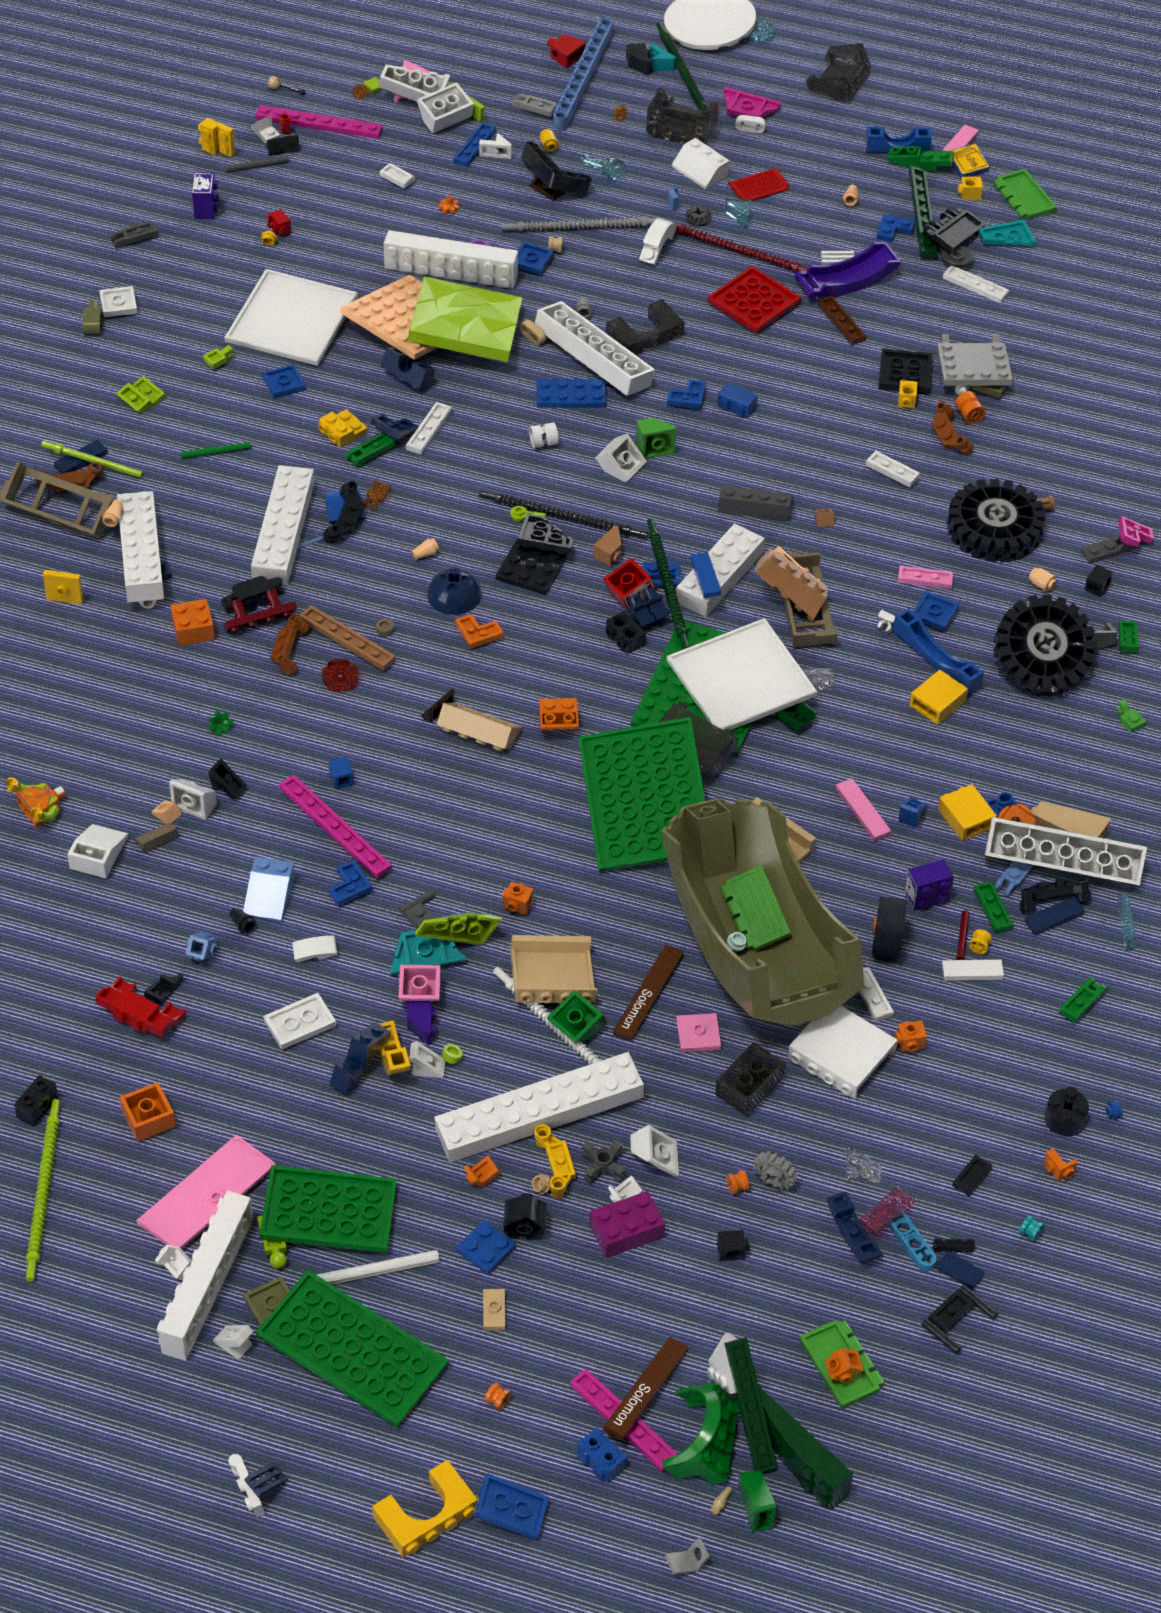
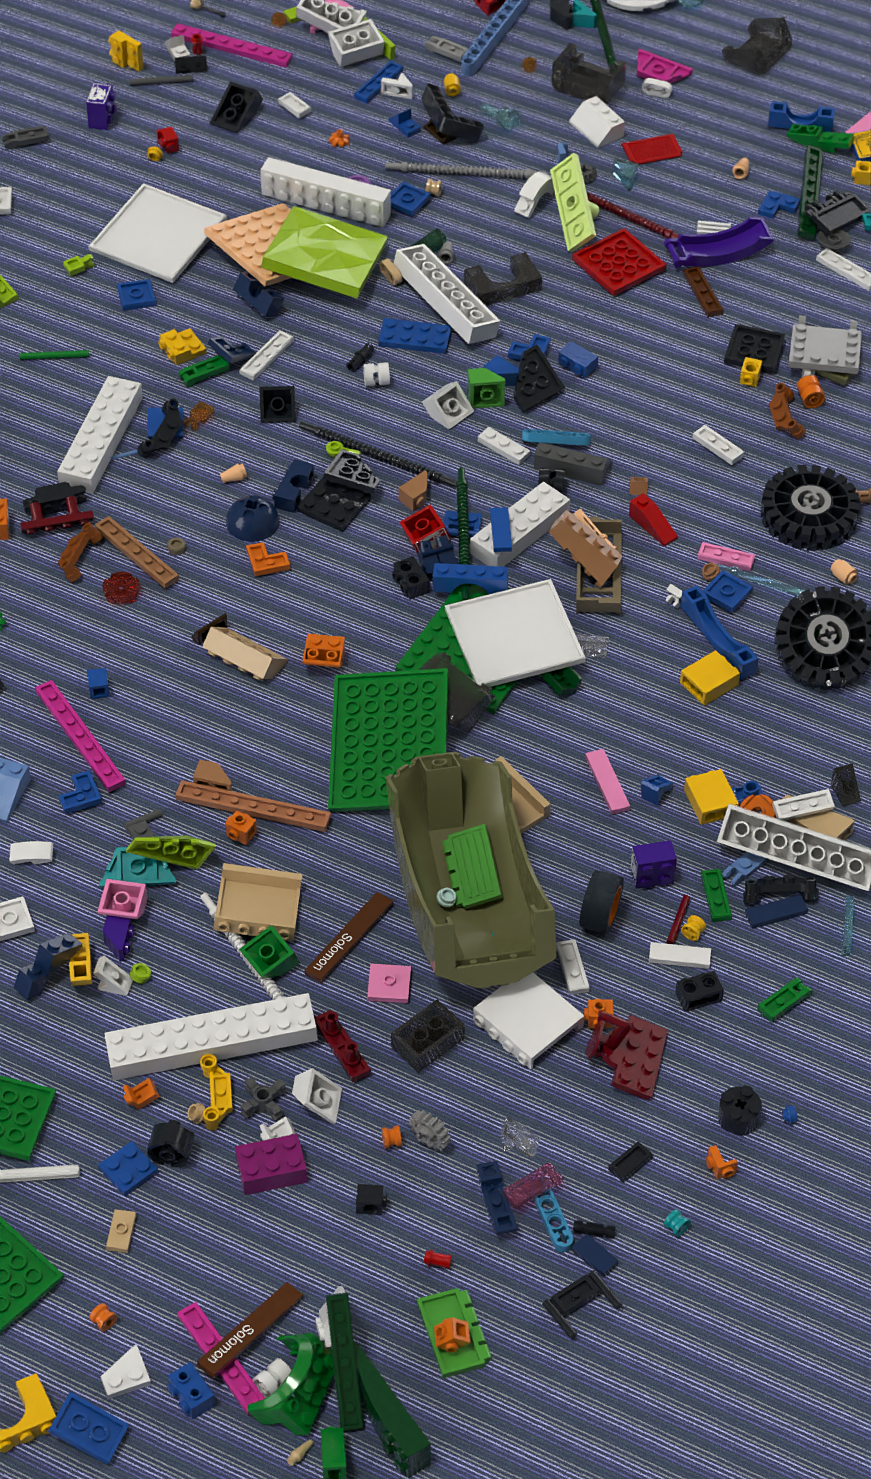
camera: 10 degrees right, 0 degrees up
(340, 183) = (236, 107): none -> black slope
(452, 475) = (277, 403): none -> black slope
(477, 853) = (211, 775): none -> medium nougat slope
(485, 564) = (287, 495): none -> dark blue arch
(511, 184) = (405, 123): none -> blue slope
(522, 420) = (360, 357): none -> black pin
(524, 875) = (253, 806): none -> nougat plate
(533, 1449) = (126, 1374): none -> white wing
(568, 292) = (436, 237): none -> clear green slope
(666, 626) = (449, 576): none -> blue arch
(668, 1100) = (342, 1046): none -> dark red plate
(670, 416) = (504, 369): none -> blue slope
(681, 1431) = (272, 1379): none -> white wheel
(684, 492) = (503, 445): none -> white plate
(699, 246) = (573, 204): none -> yellowish green plate
(701, 424) = (535, 379): none -> black plate
(734, 478) = (556, 437): none -> dark azure beam
(744, 519) = (552, 478): none -> black wheel
(809, 1294) = (437, 1259): none -> red pin
(845, 548) = (651, 519): none -> red slope
(914, 593) = (710, 571): none -> medium nougat plate
(950, 1067) = (631, 1050): none -> dark red plate
(967, 597) = (735, 571): none -> clear light blue bar
(1000, 1002) = (703, 990): none -> black brick
(1060, 809) = (803, 805): none -> white plate
(1092, 785) = (845, 784): none -> clear smoke slope

